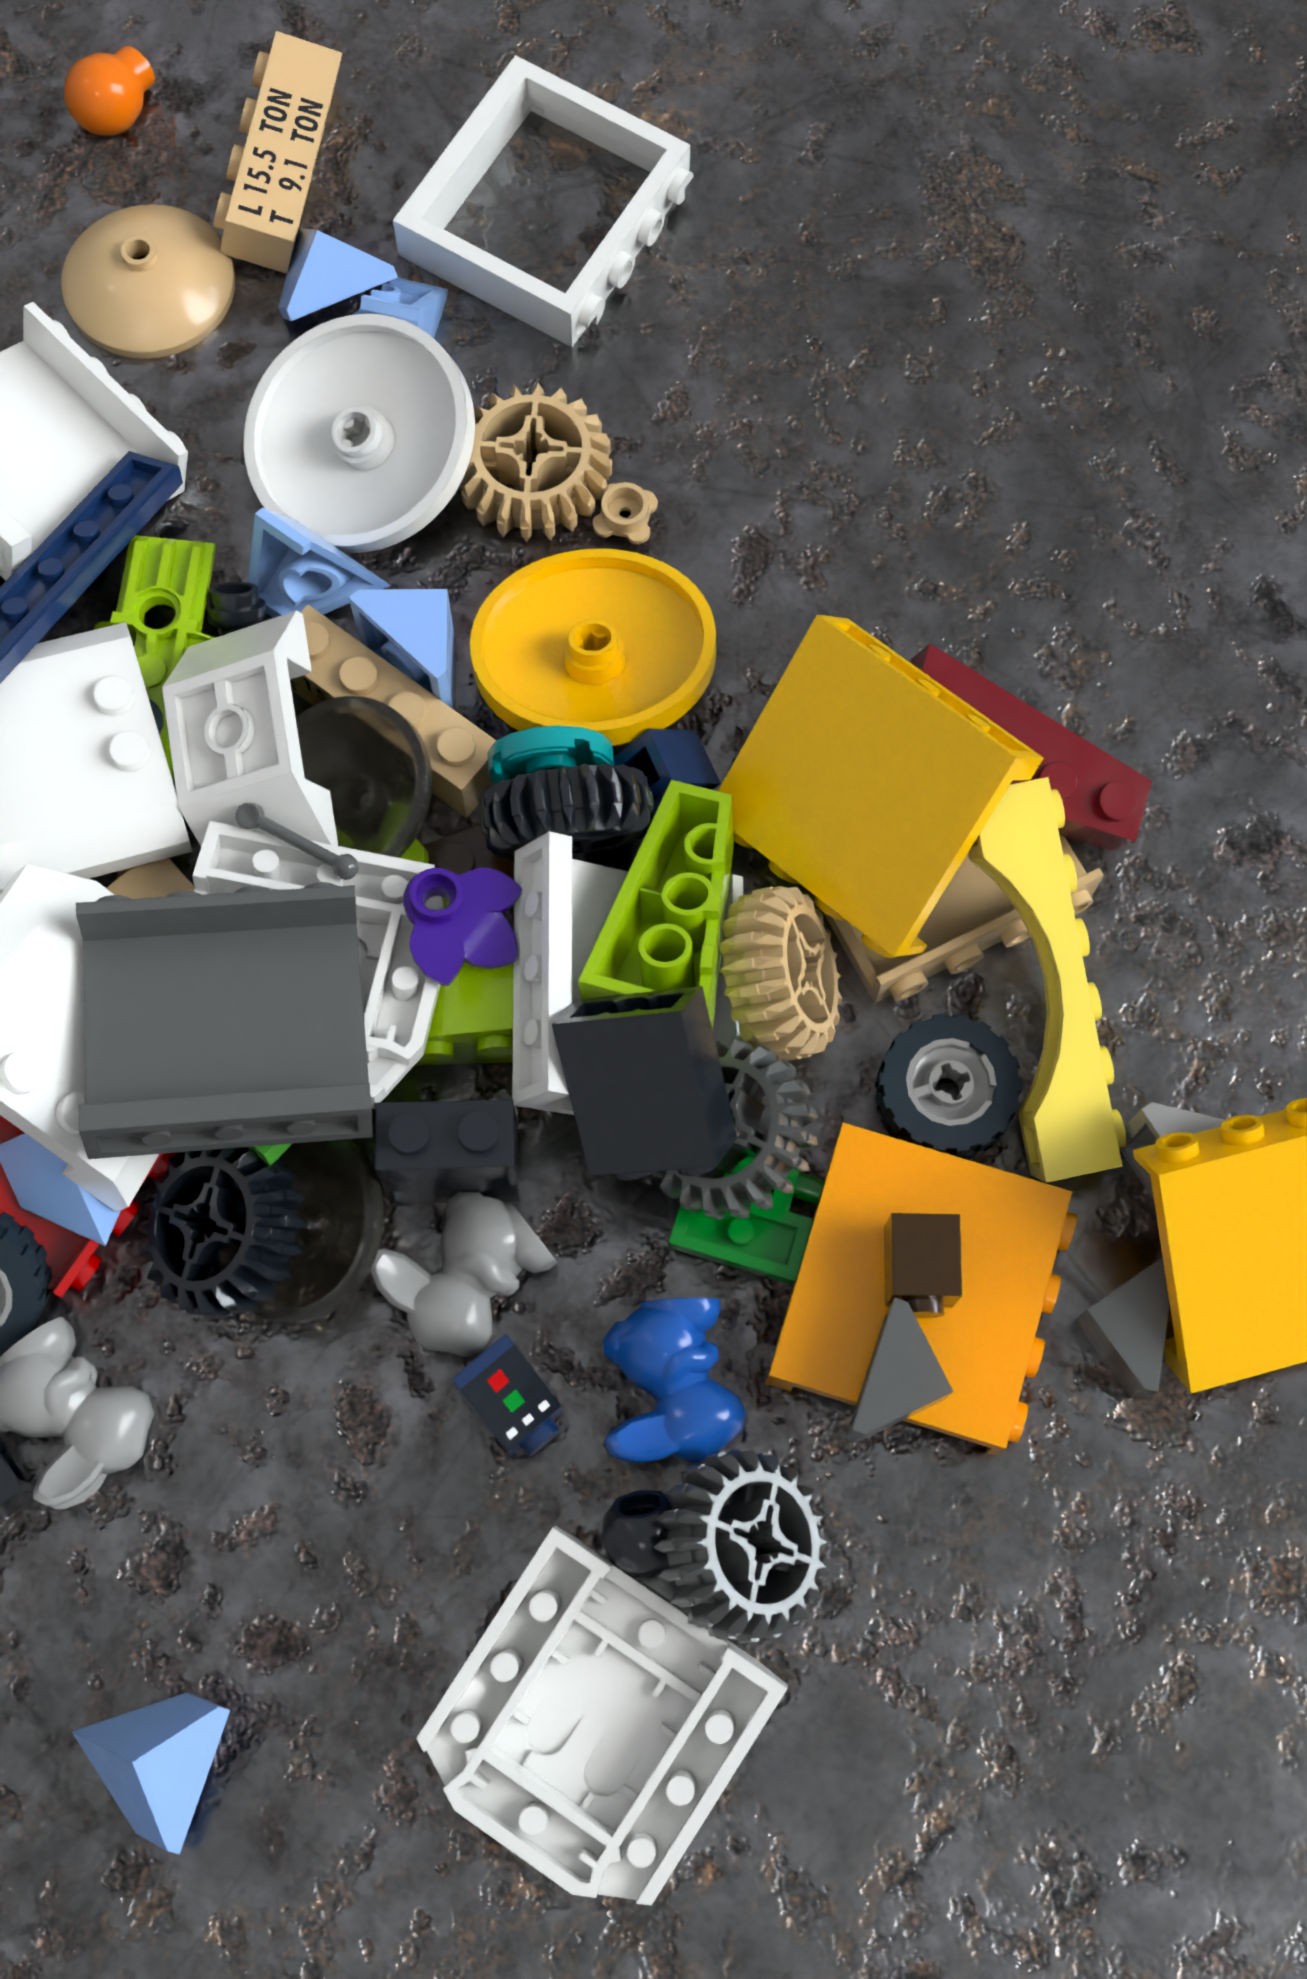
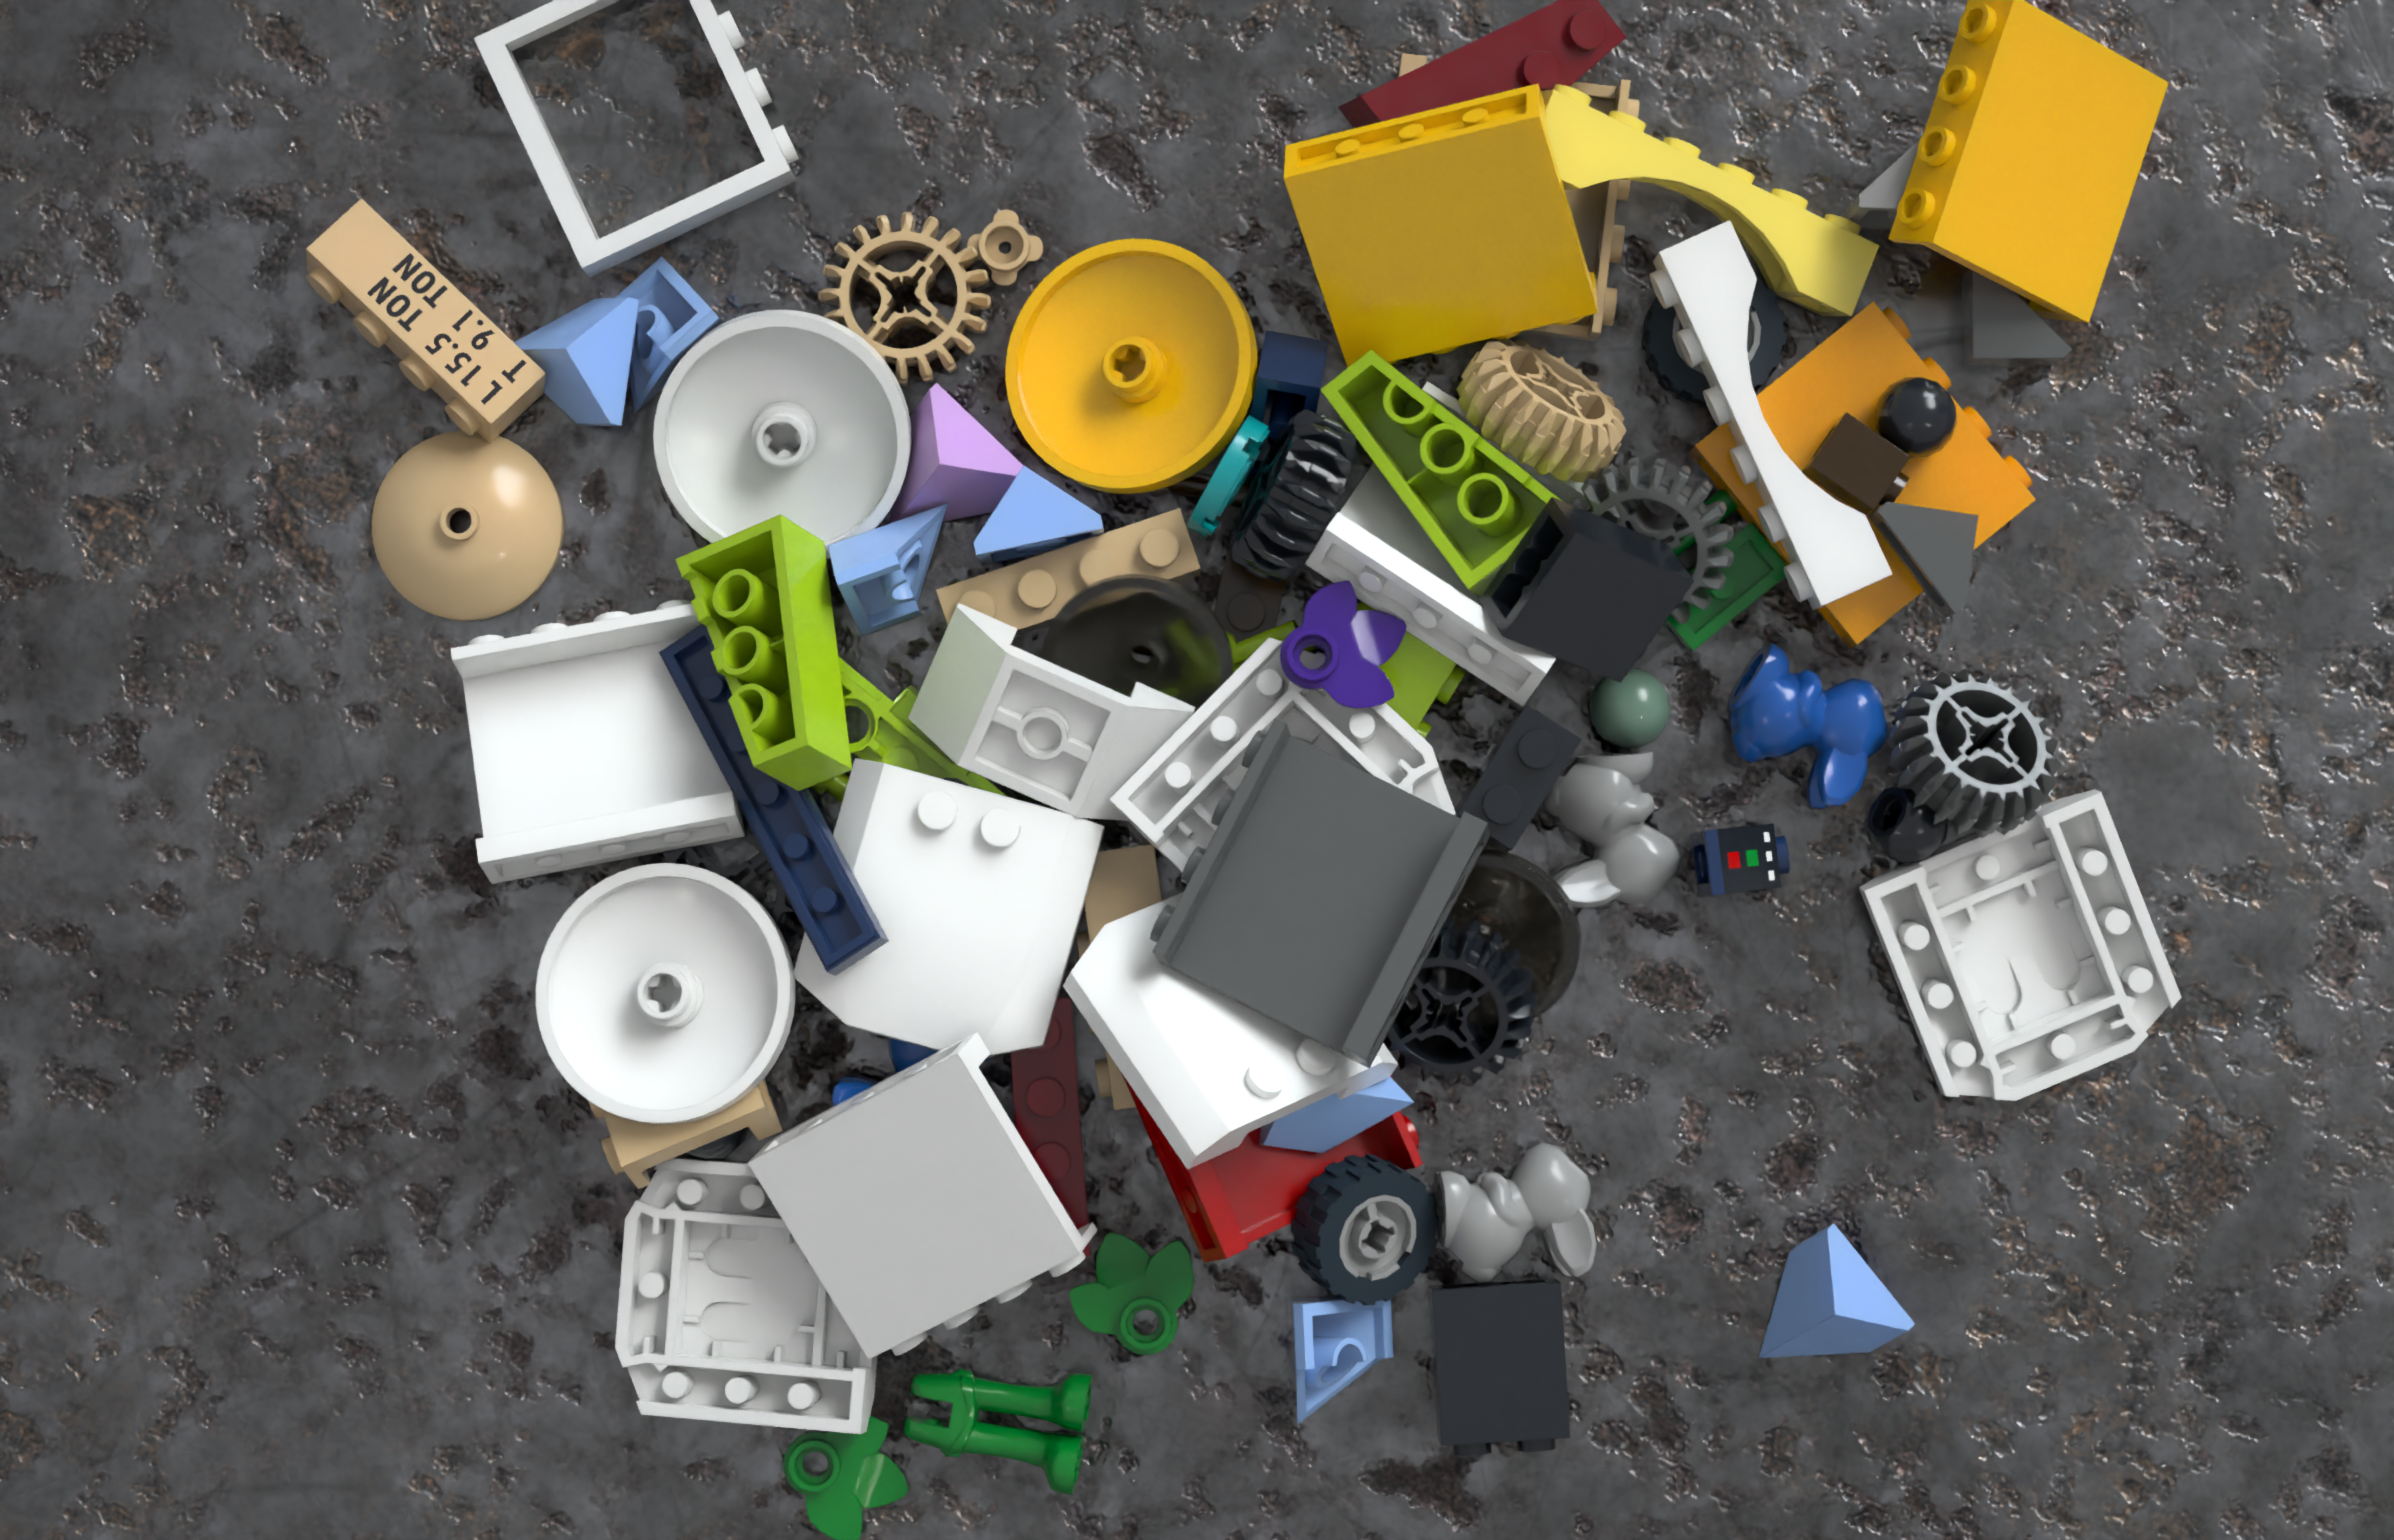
camera: 55 degrees left, 15 degrees up
(108, 90) = (239, 441): orange piece -> none
(170, 507) = (777, 647): none -> lime wedge
(234, 606) = (877, 651): black plate -> none
(252, 817) = (1133, 762): dark grey hinge -> none
(431, 560) = (952, 462): none -> lavender slope
(584, 1223) = (1630, 711): none -> sand green piece
(840, 1275) = (1825, 540): none -> white arch
(1000, 1286) = (1916, 416): none -> black piece

